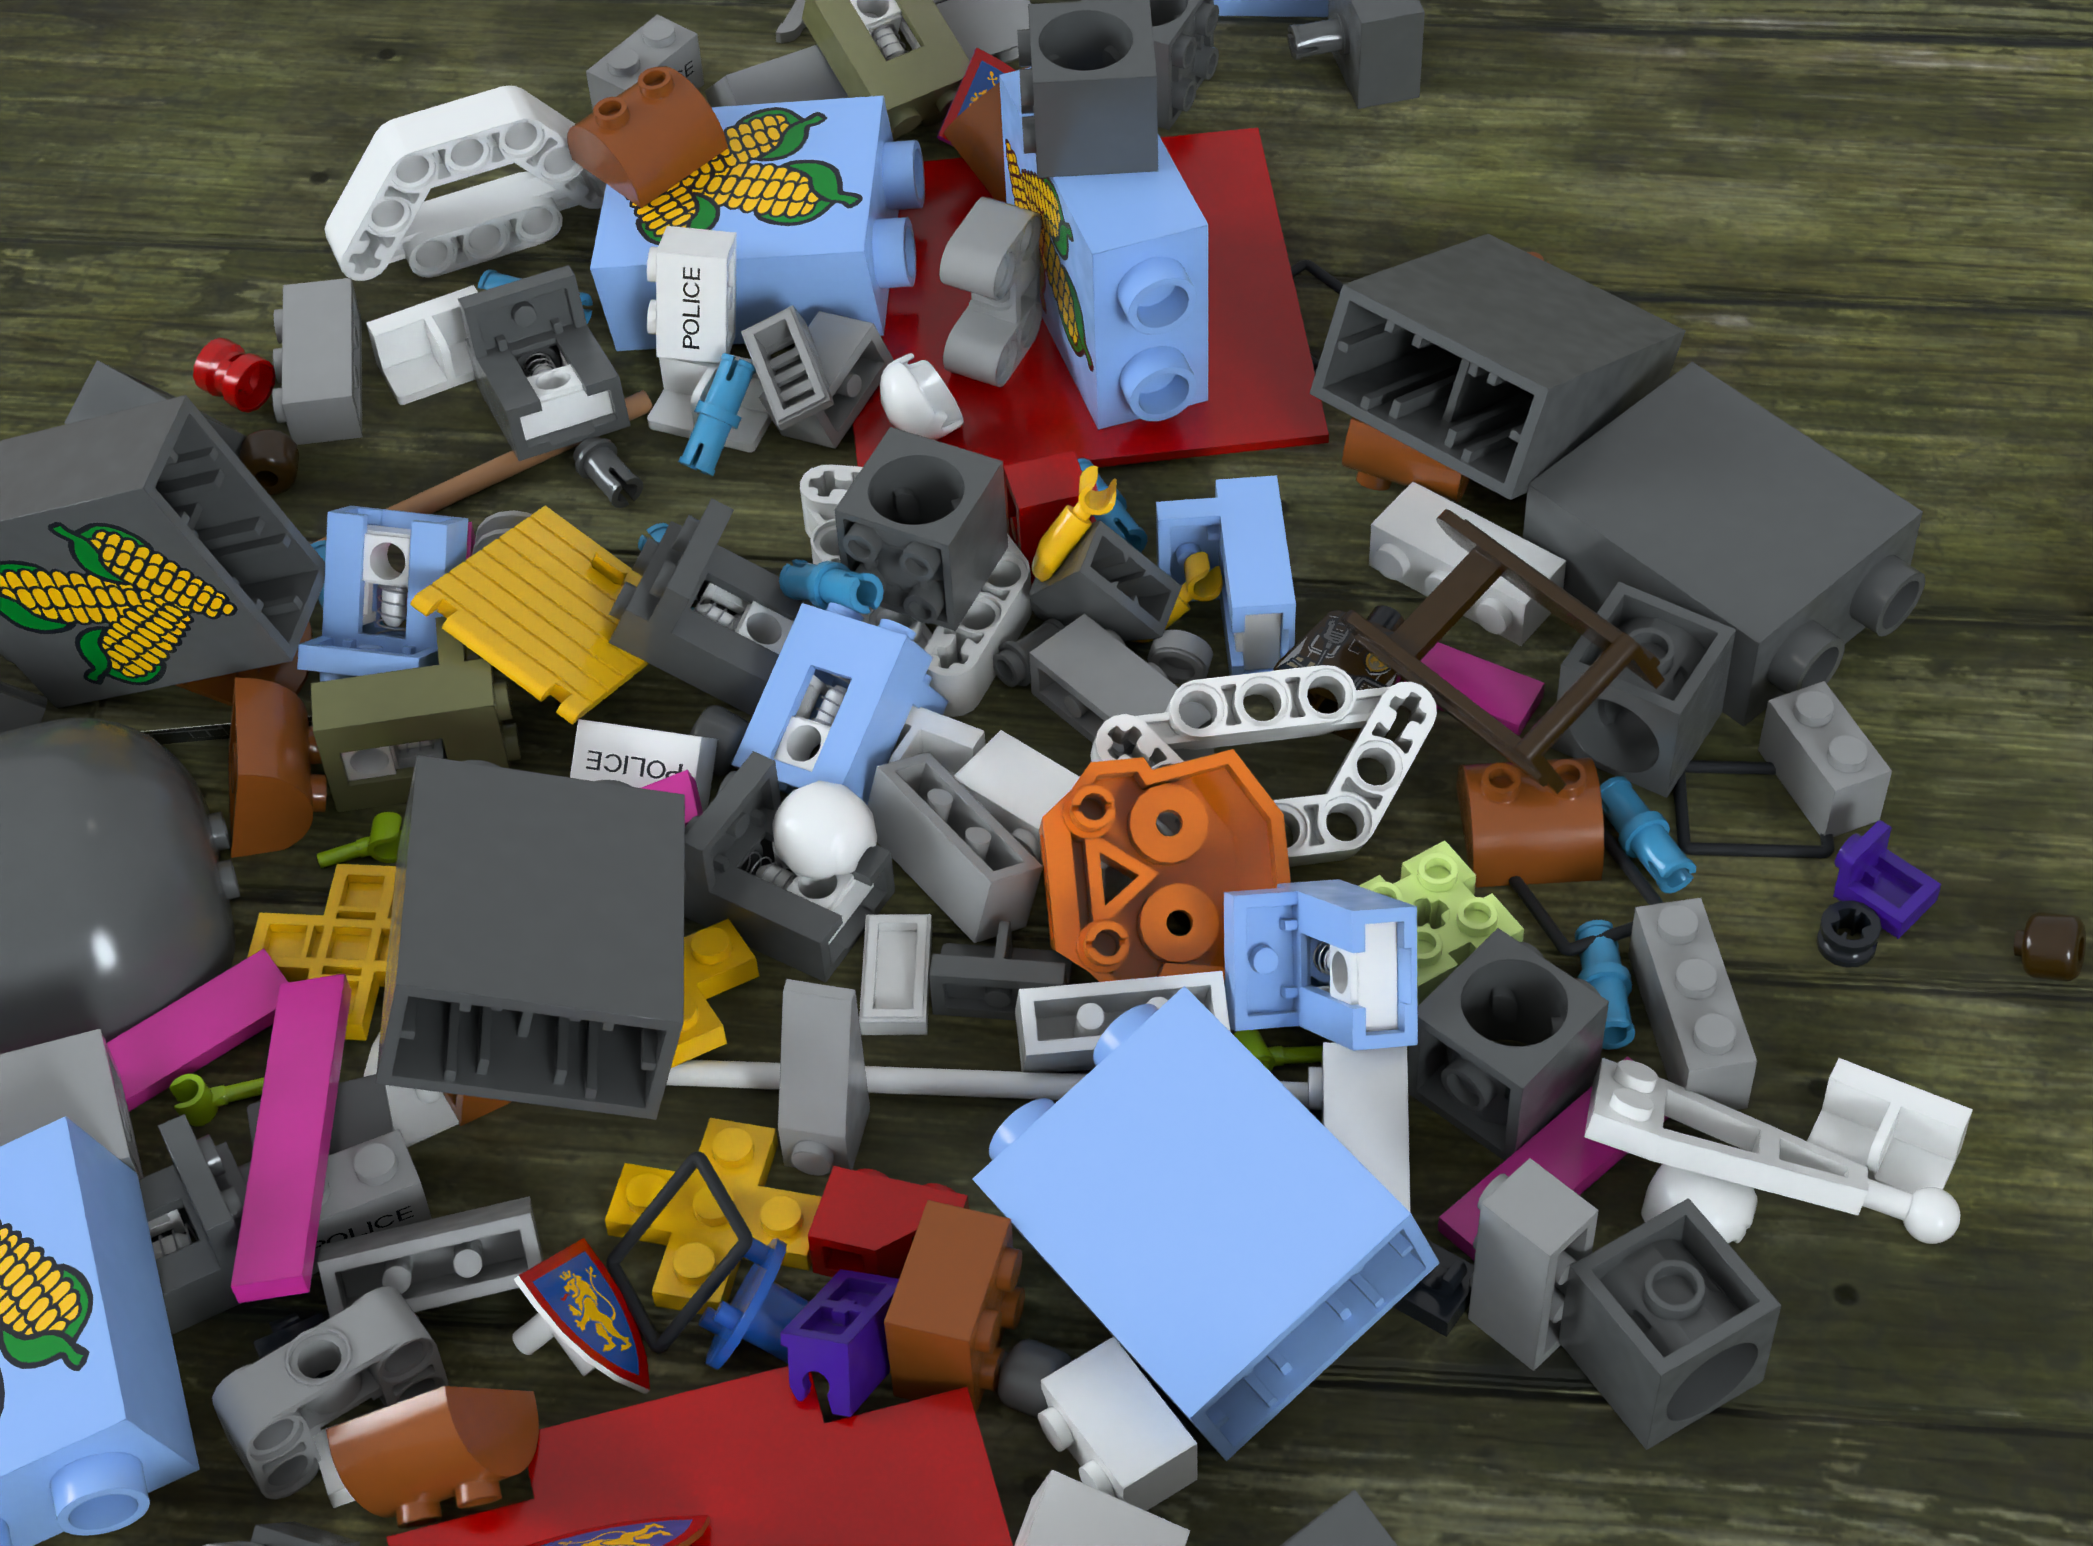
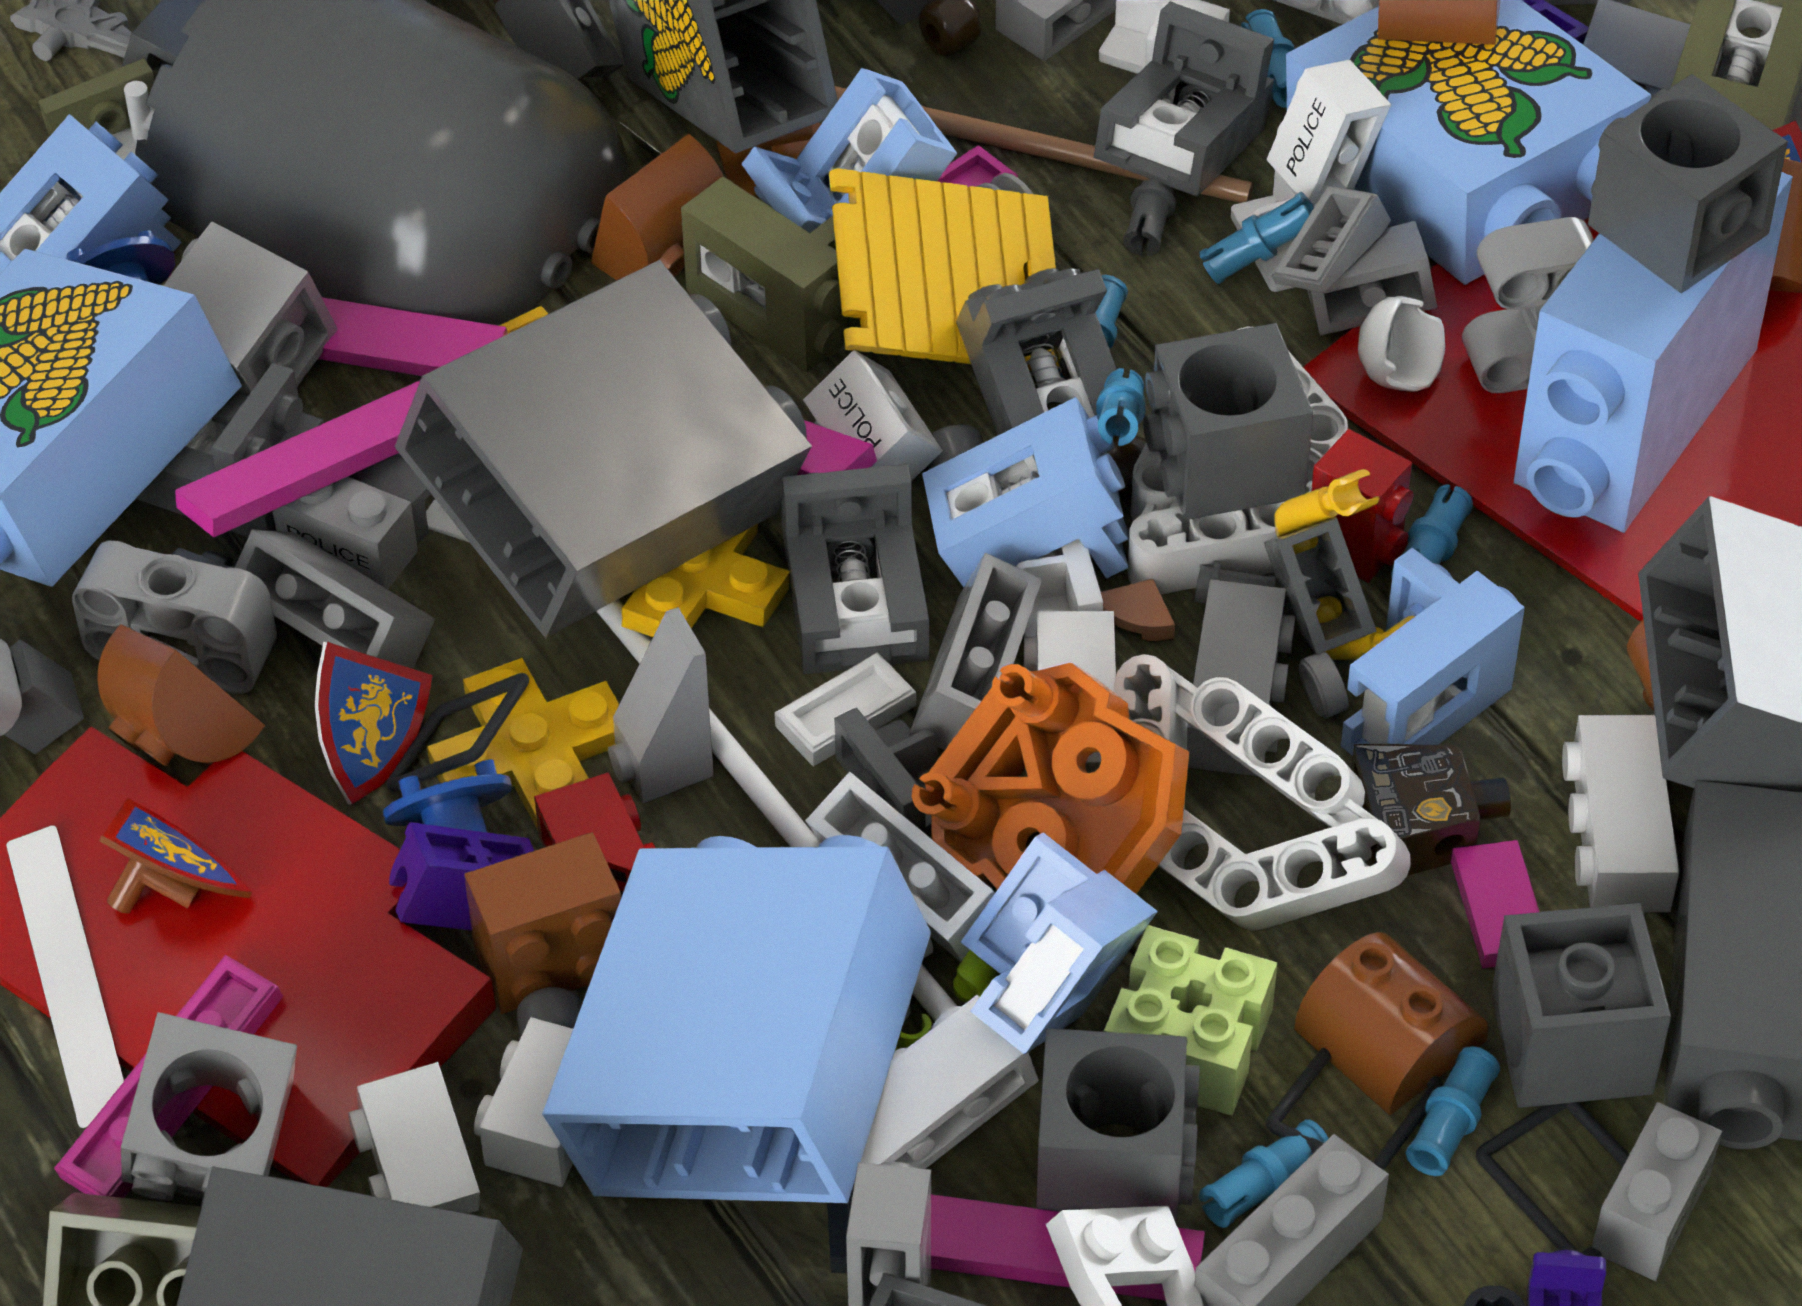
camera: 50 degrees right, 0 degrees up
(202, 1102) = (366, 389): lime hand -> none
(823, 830) = (896, 561): white hair -> none
(996, 716) = (1140, 610): none -> nougat tile
(1453, 598) = (1441, 807): dark brown piece -> none

